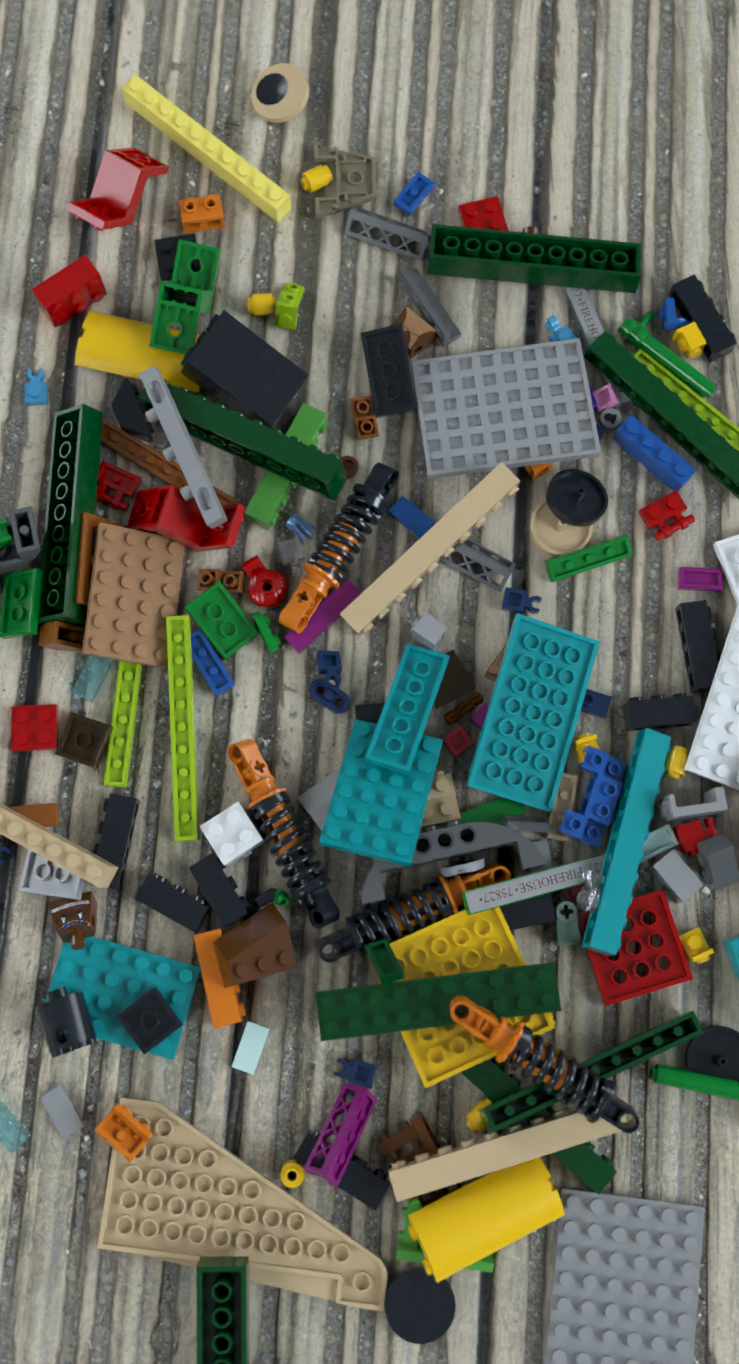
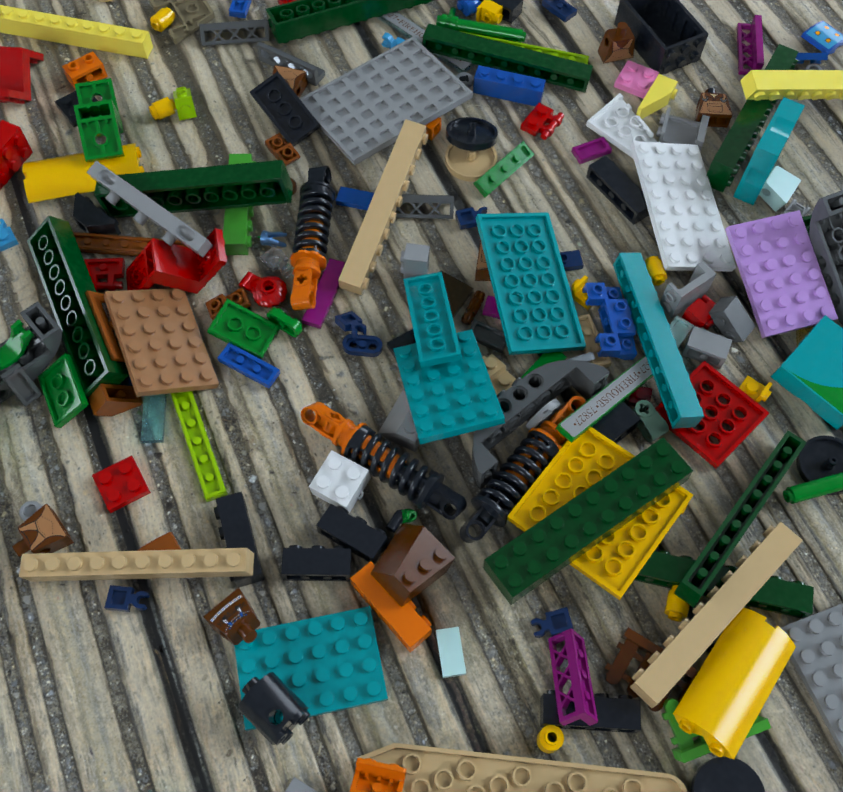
camera: 25 degrees left, 15 degrees down
(49, 879) = (193, 596): light grey wing -> none
(84, 740) = (171, 472): dark brown tile -> none
(150, 1020) = (349, 670): black plate -> none
(182, 728) = (254, 424): lime plate -> none
(242, 370) = (167, 141): black container -> none
(384, 961) = (527, 509): dark green tile -> none
(457, 741) = (484, 328): dark red plate -> none
(521, 1048) = (711, 515): black piece -> none
(589, 894) = (654, 387): clear plate -> none
(605, 397) = (454, 66): bright pink tile -> none
(659, 712) = (628, 239): black brick -> none

